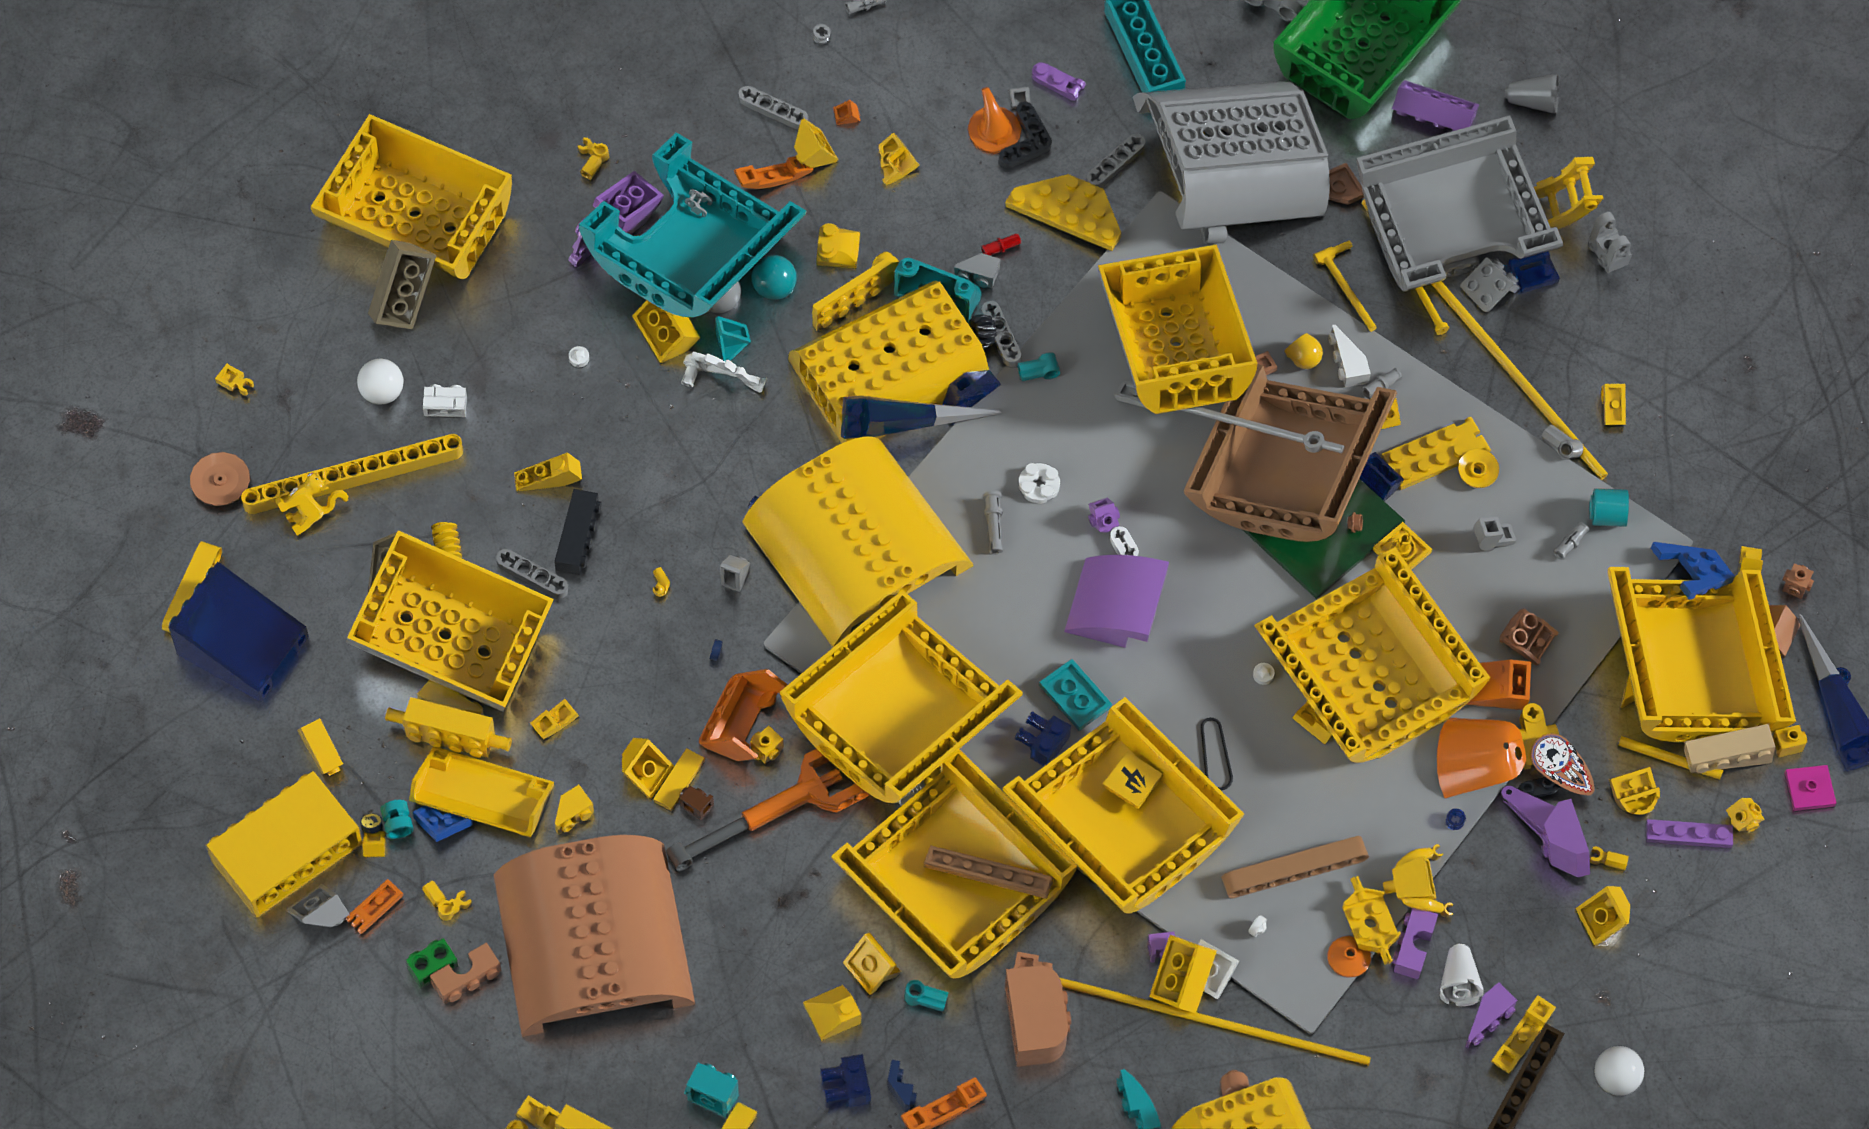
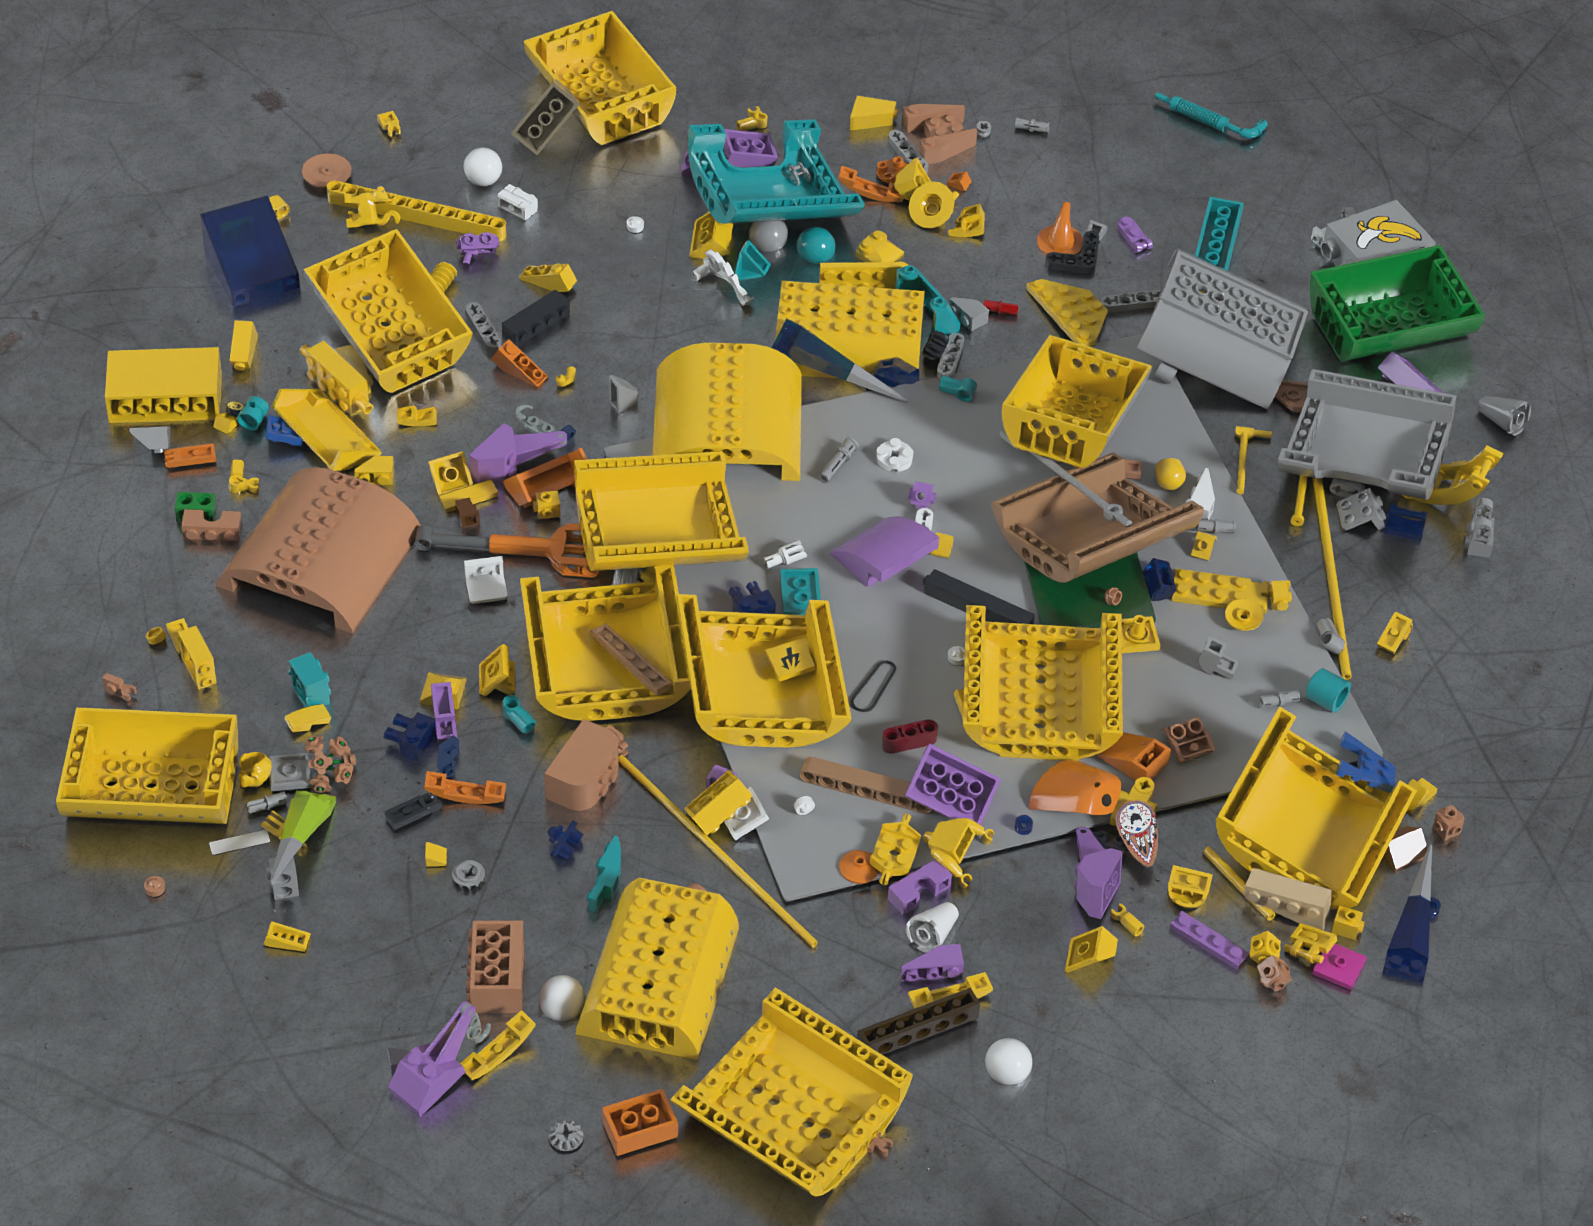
camera: 35 degrees right, 15 degrees down
(445, 483) = (472, 245): none -> medium lavender brick
(604, 598) = (517, 364): none -> orange slope
(685, 704) = (503, 450): none -> medium lavender slope
(703, 79) = (872, 113): none -> yellow slope
(776, 139) = (888, 169): none -> orange dish
(777, 868) = (485, 580): none -> white bracket
(785, 60) = (943, 130): none -> nougat wedge
(851, 162) = (932, 204): none -> yellow piece
(864, 1041) = (443, 711): none -> medium lavender slope
(1029, 663) = (786, 555): none -> white arm
(1071, 1101) = (571, 833): none -> clear blue hips
(1161, 553) = (944, 547): none -> yellow slope
(1240, 604) = (959, 594): none -> black brick
(1288, 799) = (909, 736): none -> dark red beam
(1376, 825) = (952, 785): none -> medium lavender slope
(1492, 427) = (1280, 595): none -> yellow brick
(1770, 834) = (1274, 973): none -> nougat brick
(1775, 777) = (1312, 938): none -> yellow plate

